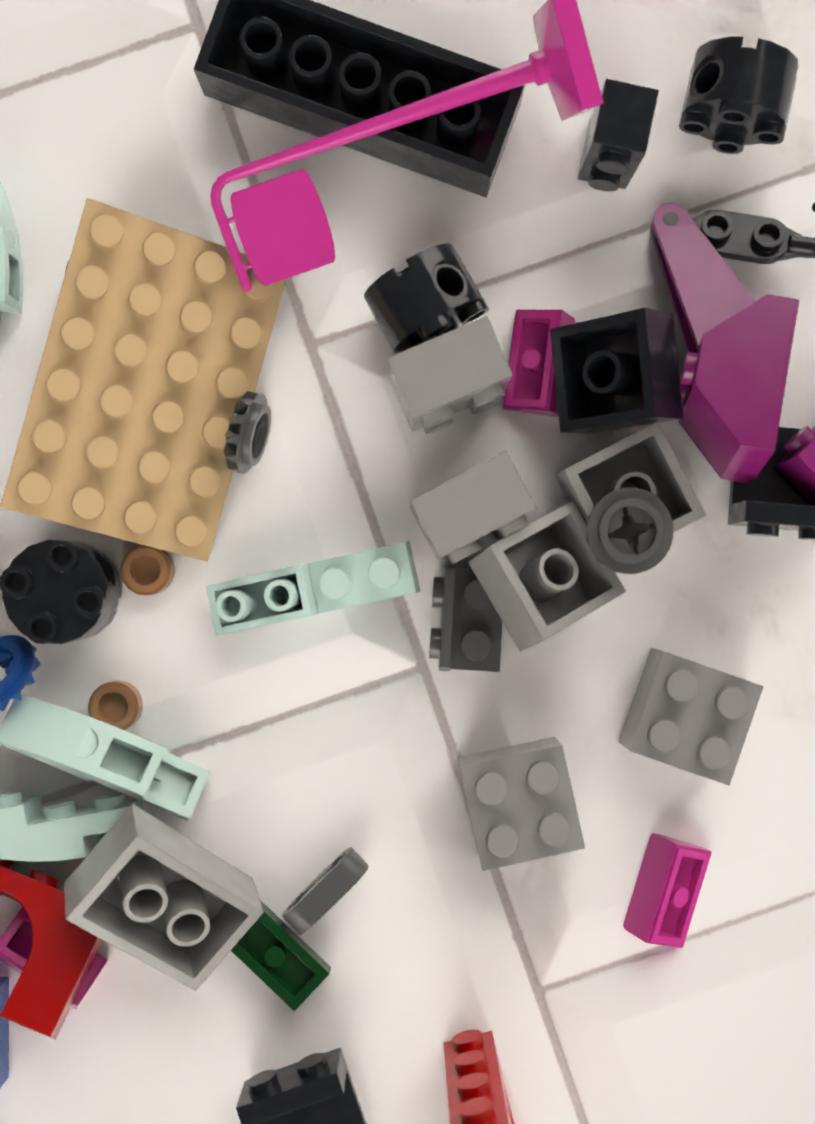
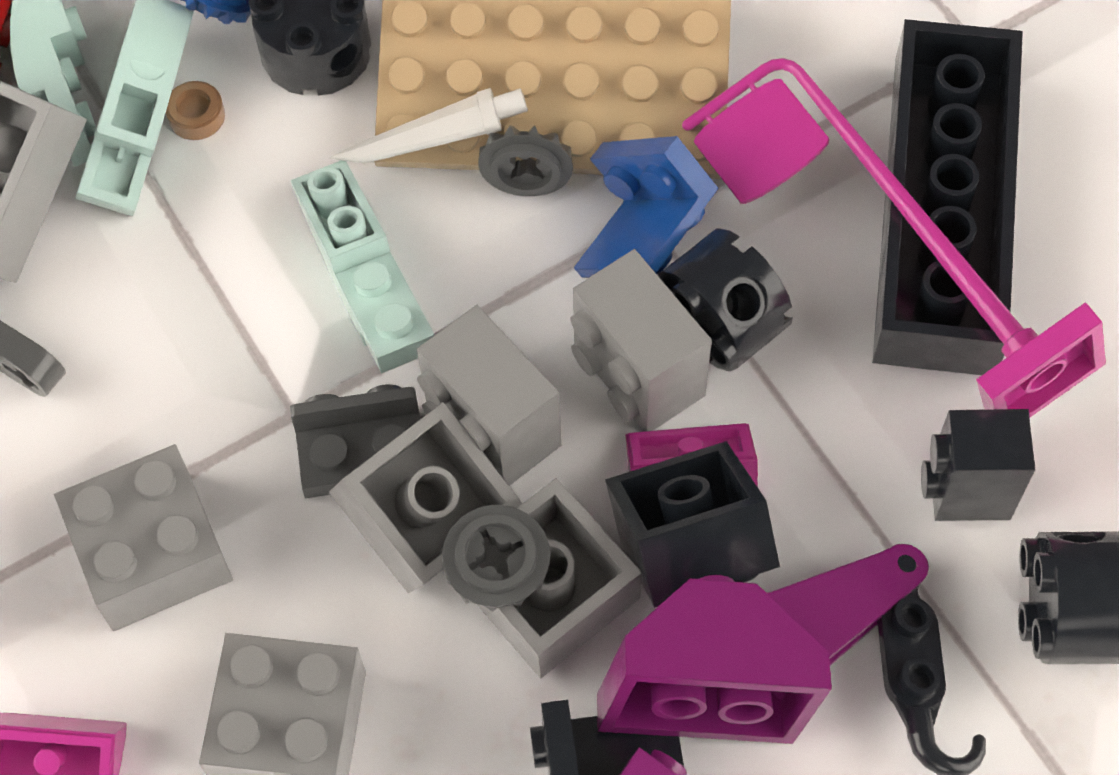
camera: 80 degrees right, 25 degrees down
(147, 570) = (351, 110): medium nougat tile -> none
(201, 485) = (455, 122): none -> white bar
(328, 342) = (662, 200): none -> blue bracket

